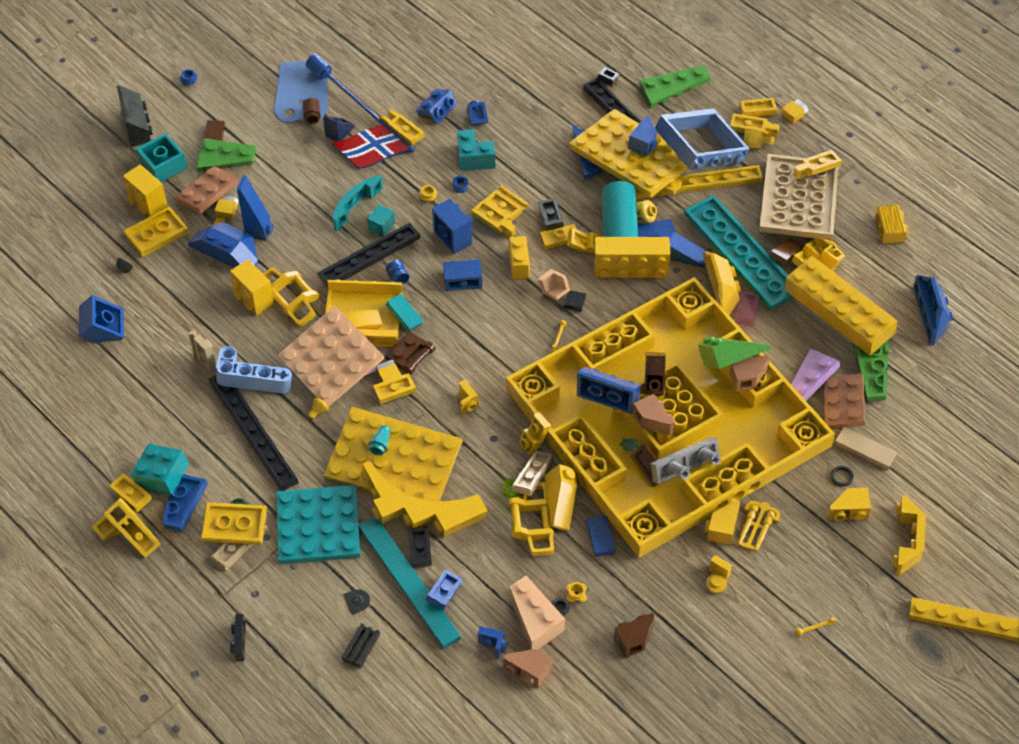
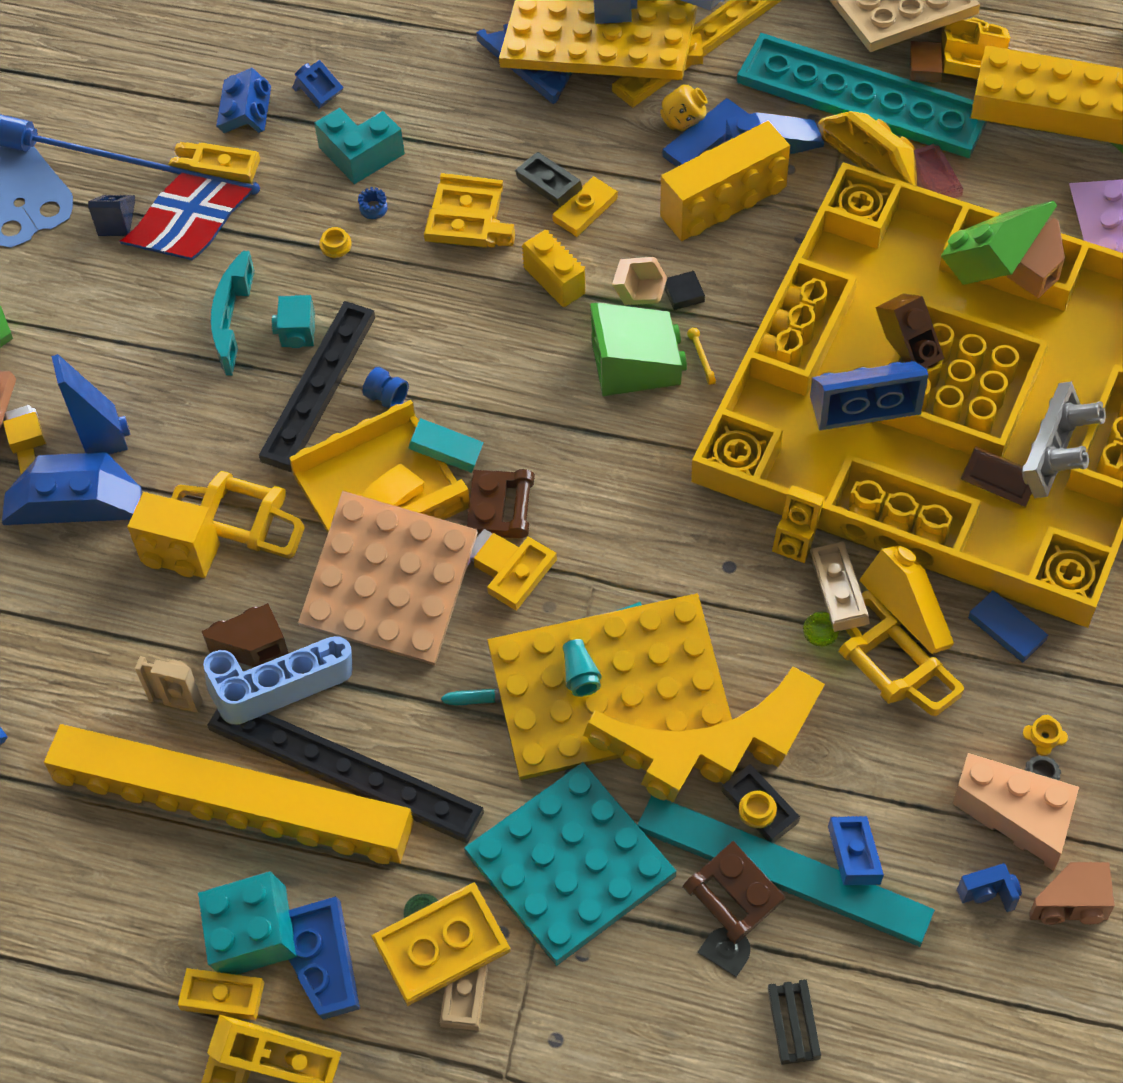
camera: 30 degrees left, 5 degrees up
(196, 413) = (230, 794): none -> yellow brick
(253, 349) = (249, 636): none -> reddish brown slope
(311, 110) = (50, 206): reddish brown brick -> none
(319, 407) = (425, 671): yellow rock -> none
(328, 429) = (472, 697): none -> teal piece
(383, 575) = (743, 883): none -> reddish brown plate
(413, 546) = (757, 809): none -> yellow plate
(452, 226) = (419, 271): blue brick -> none
(462, 275) = (489, 339): blue brick -> none
(468, 397) = (647, 520): yellow bracket -> none
(524, 313) = (635, 348): none -> slope
(581, 241) = (636, 194): yellow slope -> none
(619, 210) = (652, 124): teal brick -> none
(629, 444) = (951, 461): clear green plate -> none
(652, 415) = (962, 398): nougat slope -> none

